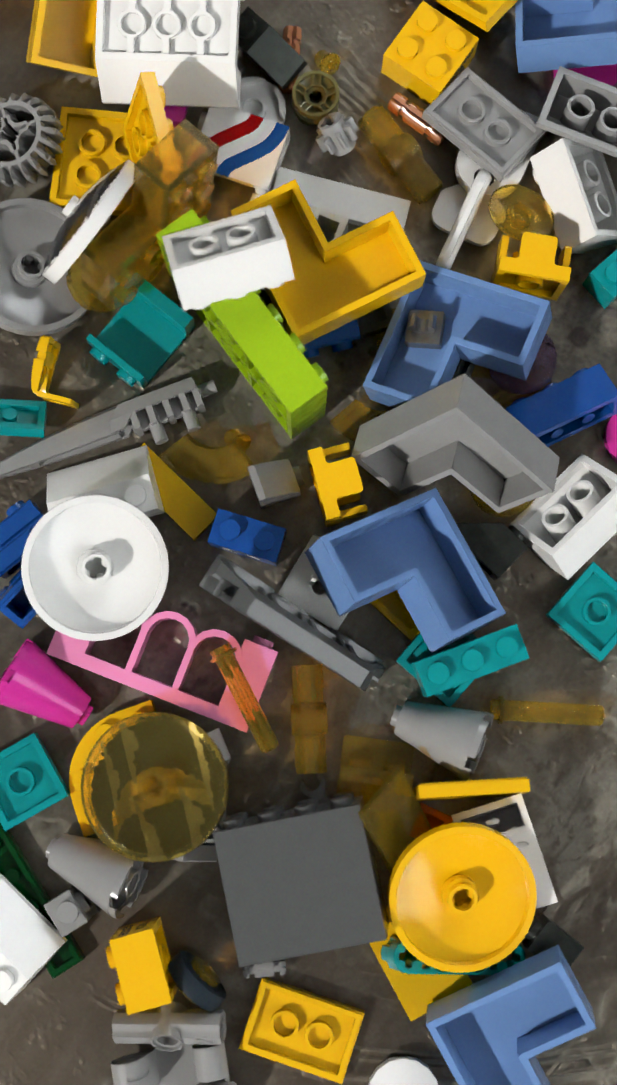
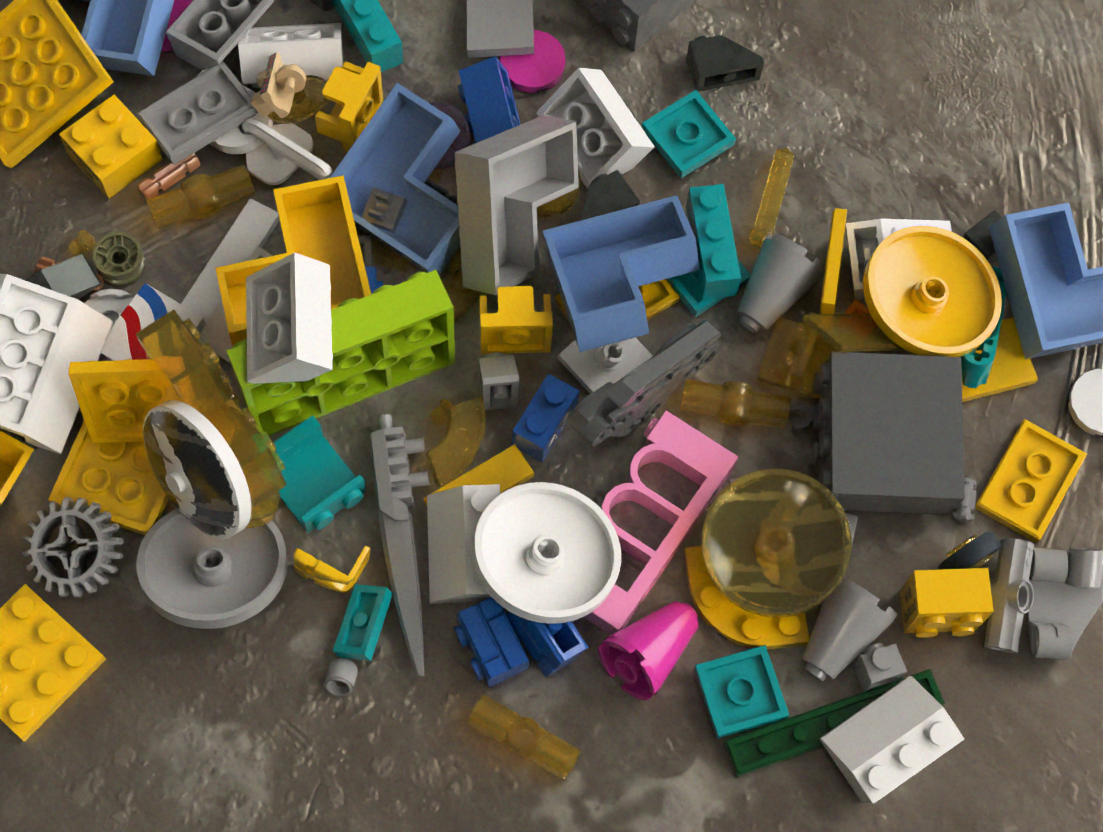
camera: 80 degrees left, 15 degrees down
(244, 697) = (704, 446): clear yellow axle -> none
(337, 134) = (163, 246): light grey gear -> none
(525, 190) = (277, 87): none -> tan hips

